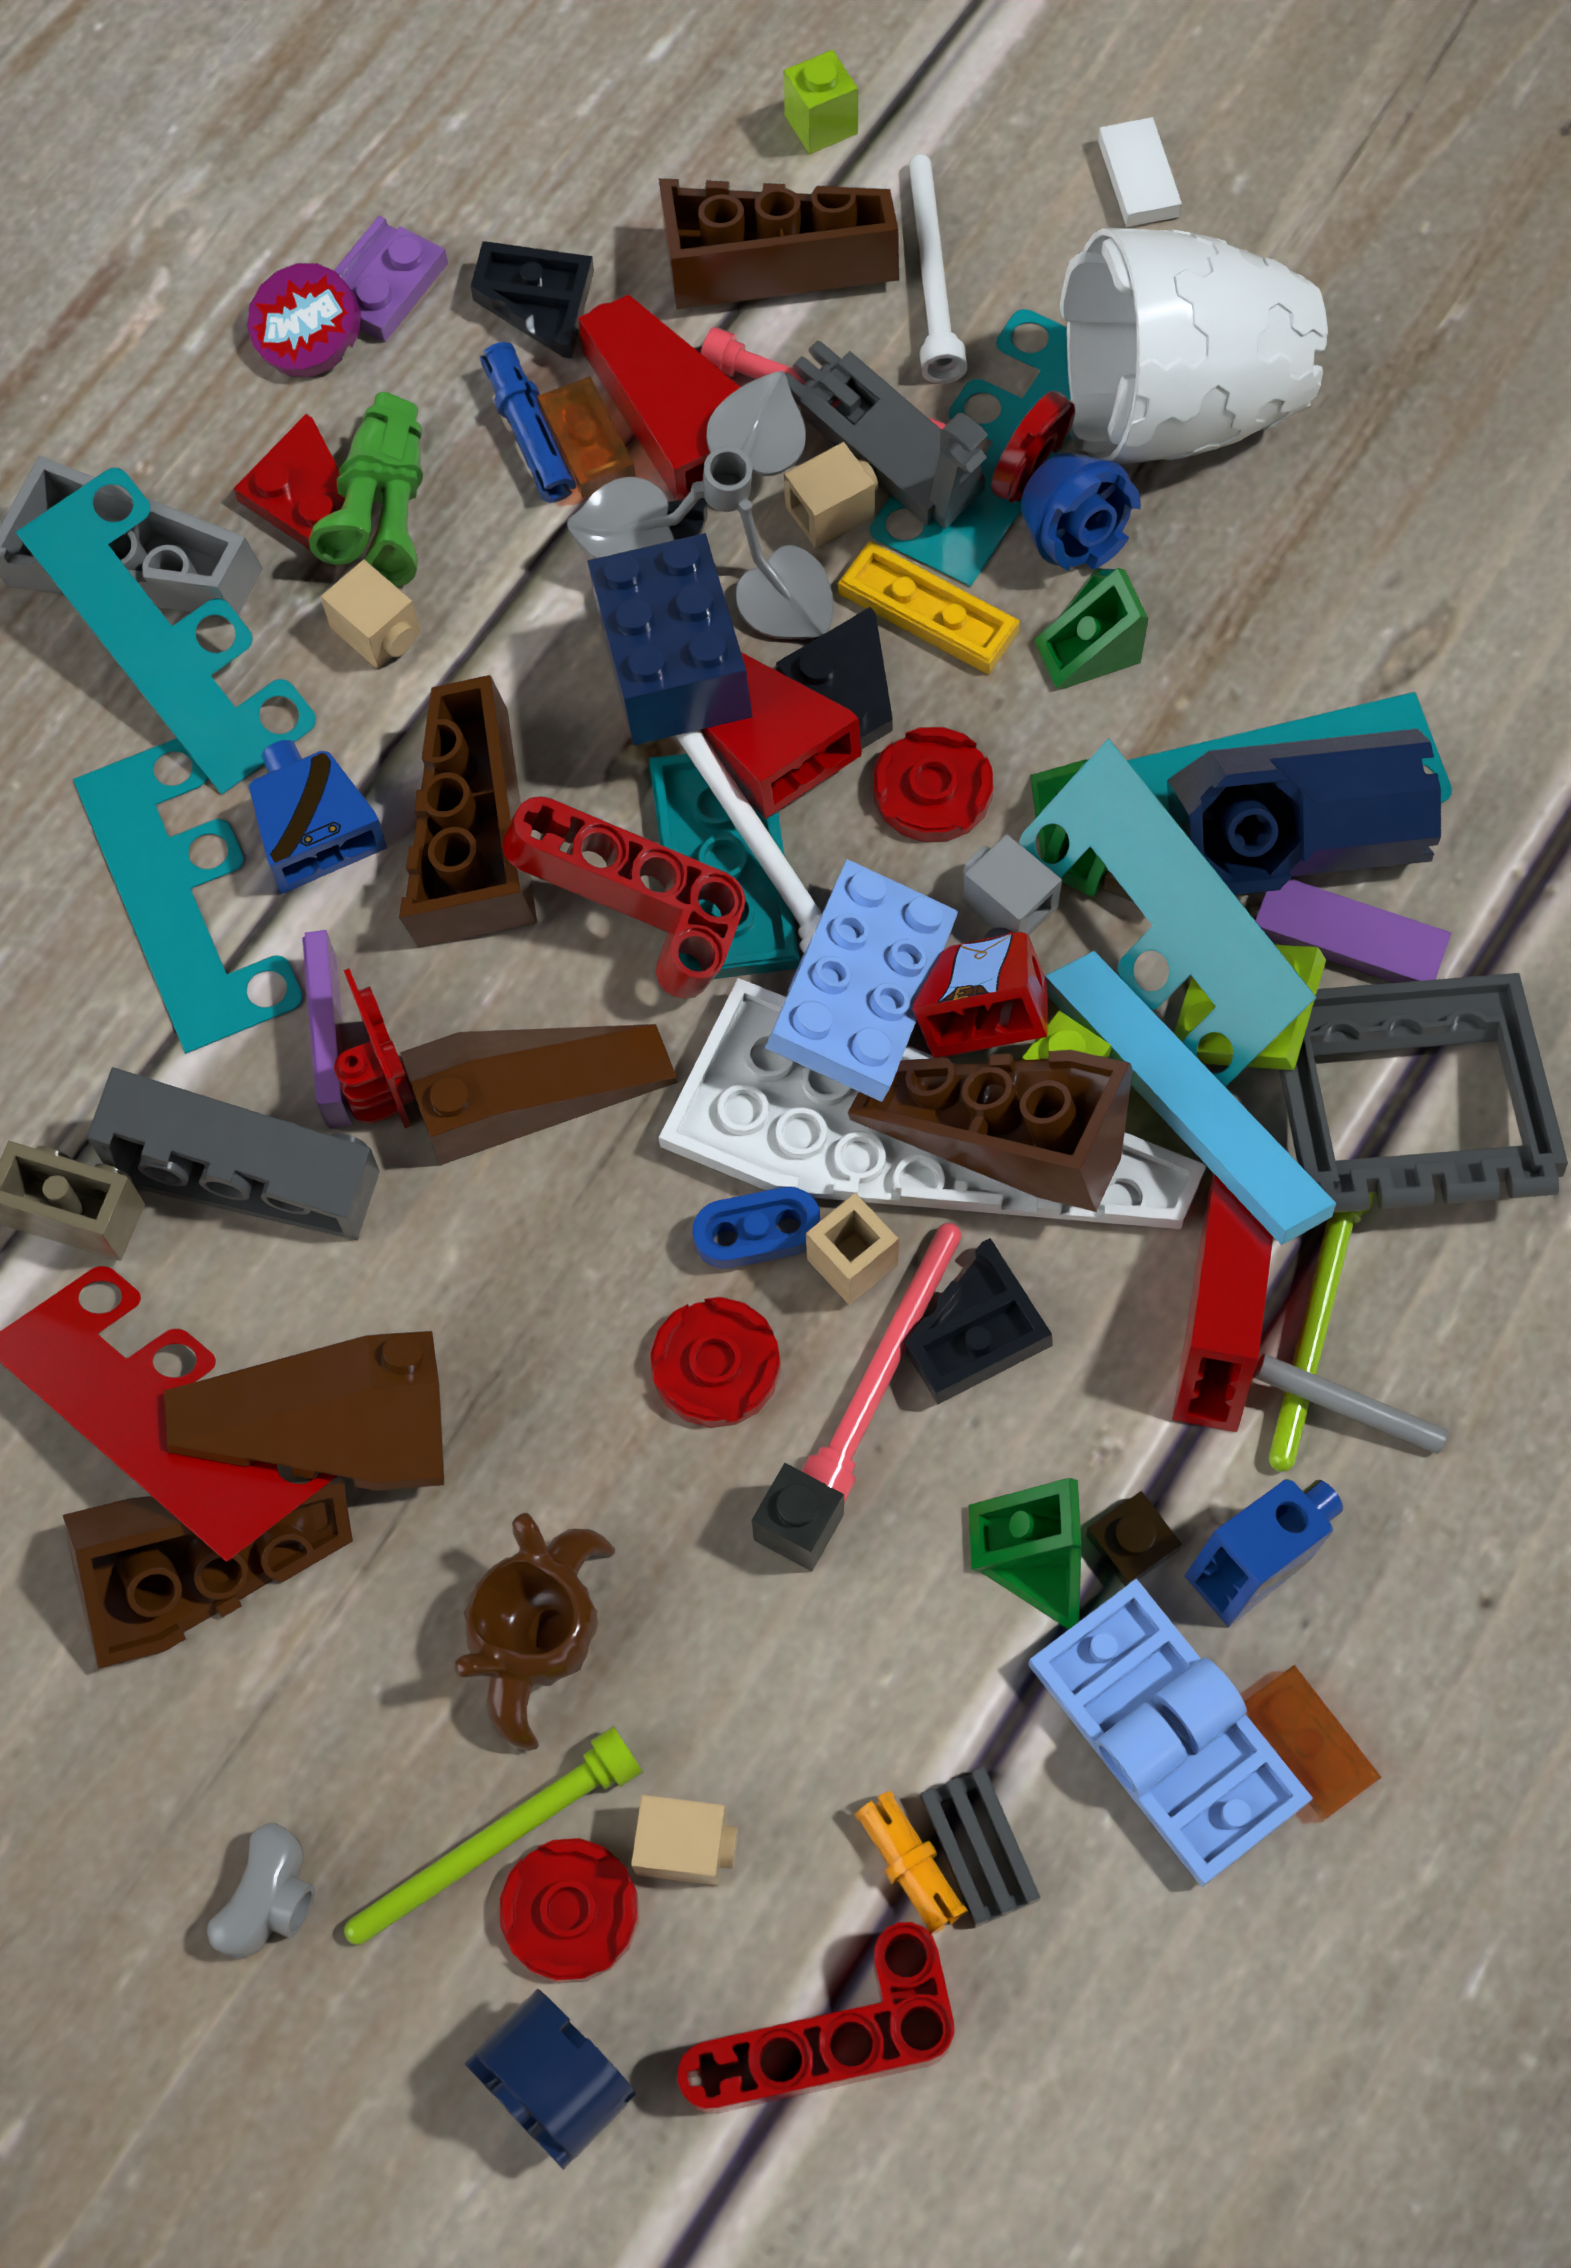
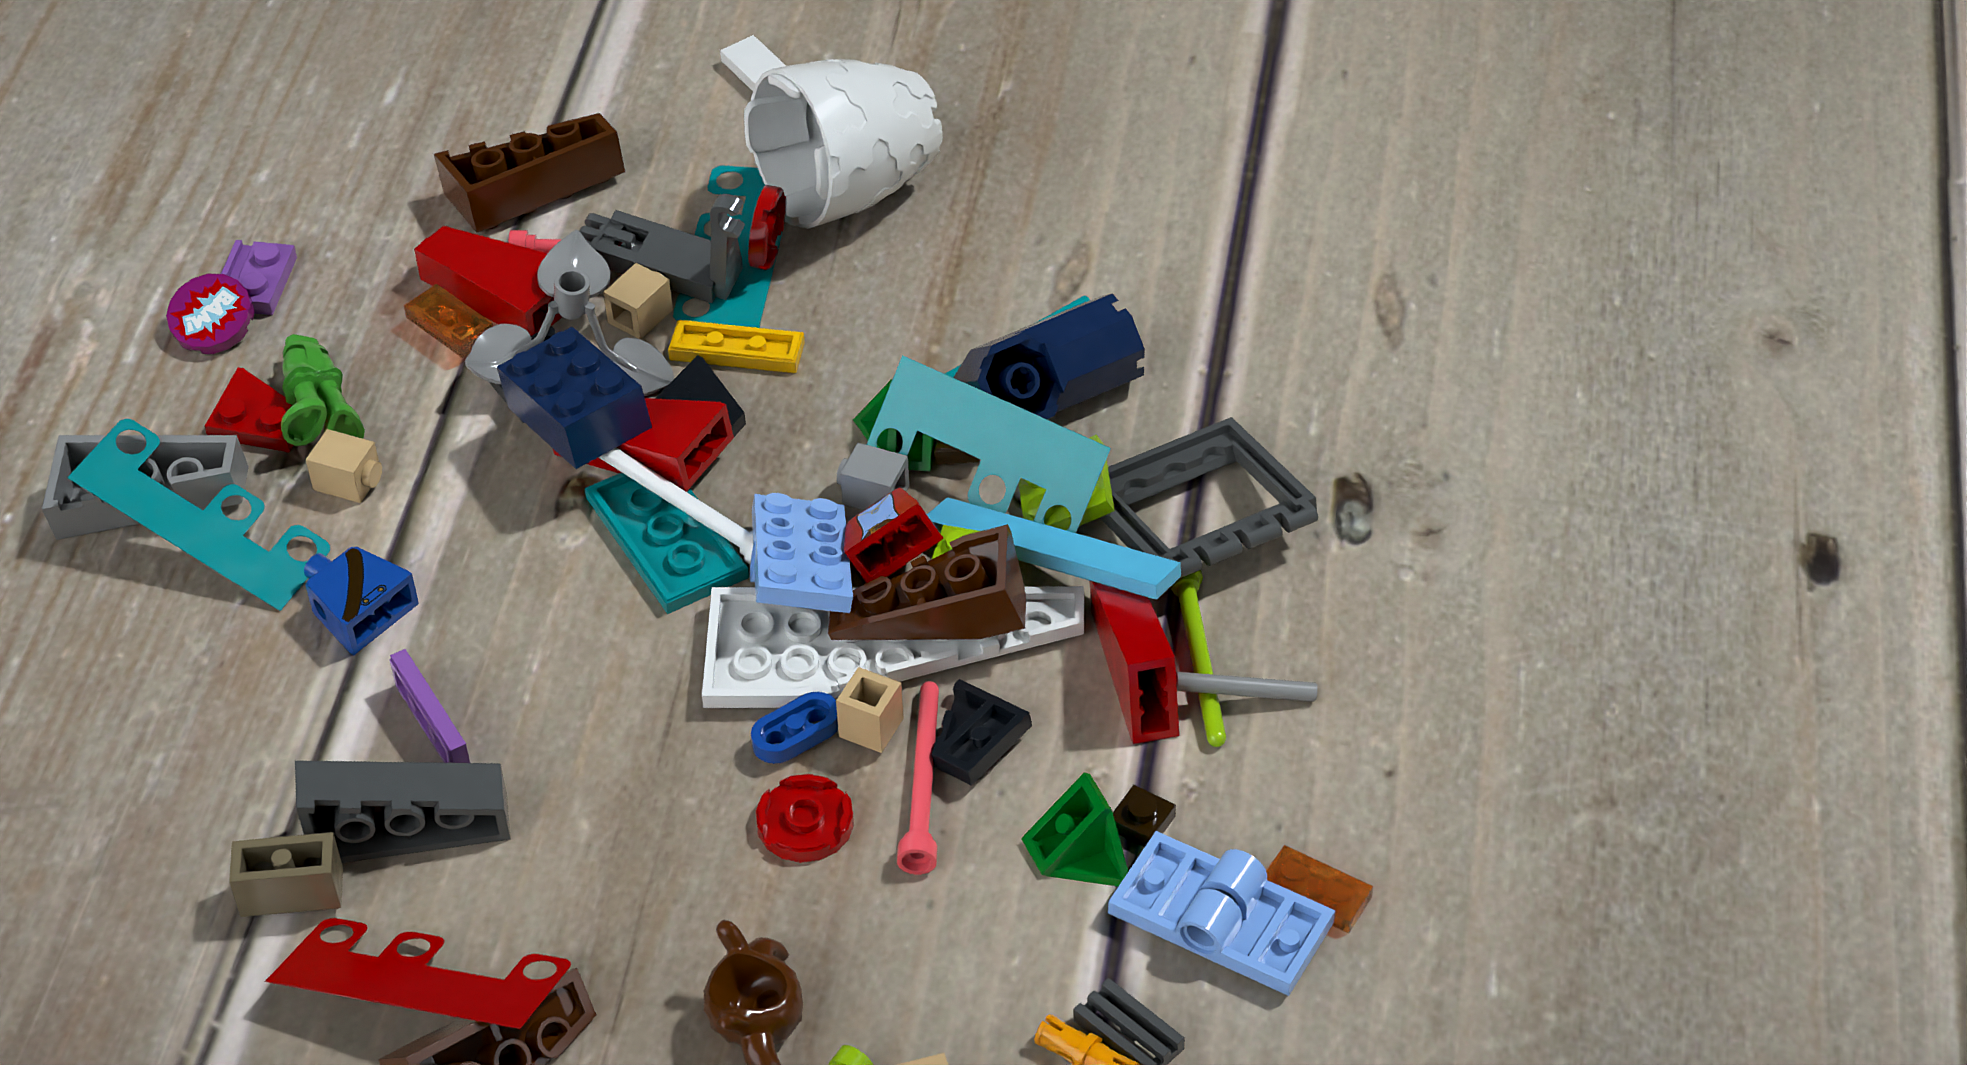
camera: 25 degrees left, 20 degrees down
(156, 890) = (261, 685): teal piece -> none
(336, 1410) = (558, 917): reddish brown wedge -> none
(372, 1072) = (479, 710): red hinge -> none
(466, 801) = (481, 564): reddish brown wedge -> none
(513, 1083) = (580, 708): reddish brown wedge -> none
(519, 404) = (390, 315): blue pin -> none
(534, 291) = (370, 250): black wing -> none
(621, 886) = (615, 542): red beam -> none
(798, 1516) = (909, 878): pearl dark grey brick -> none
(821, 101) = (523, 87): lime brick -> none
(933, 784) = (789, 443): red tile -> none
(942, 352) = (674, 201): white piece -> none
(1078, 509) = (814, 253): blue cone -> none
(1096, 632) = (860, 319): green slope -> none
(1263, 1547) = (1232, 762): blue torso -> none
(1353, 933) = (1125, 432): medium lavender tile -> none

